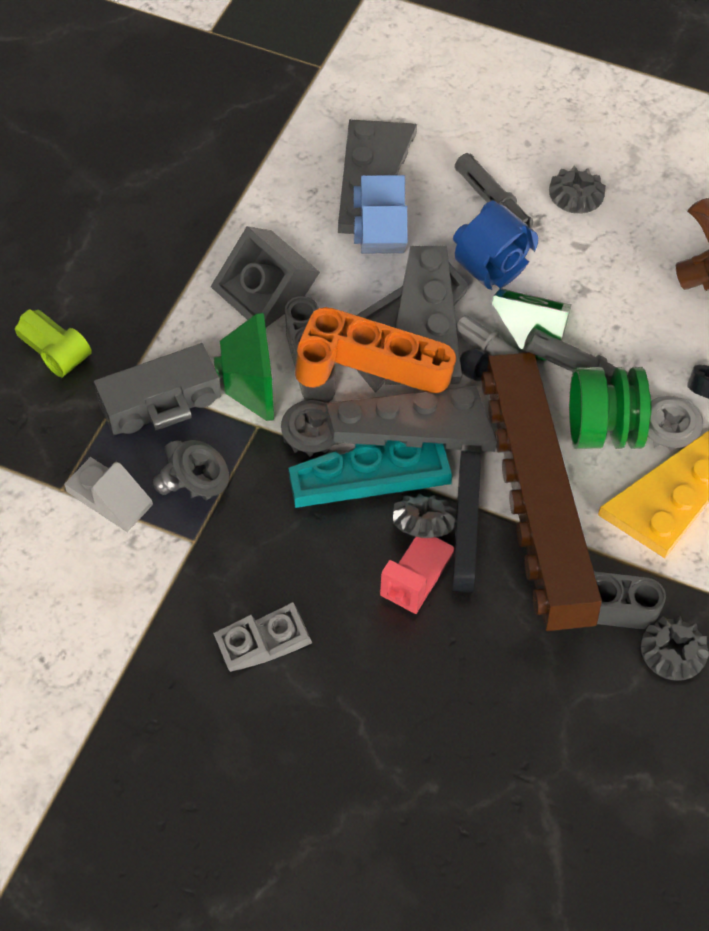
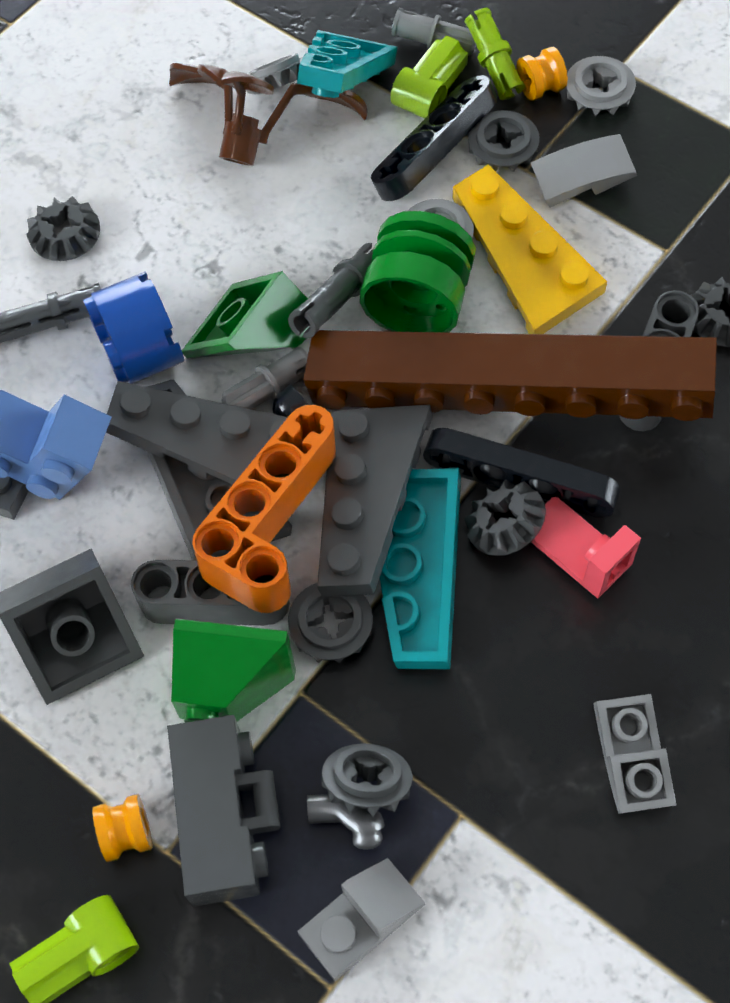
camera: 70 degrees left, 5 degrees up
(134, 343) = (122, 828): none -> light orange wheel

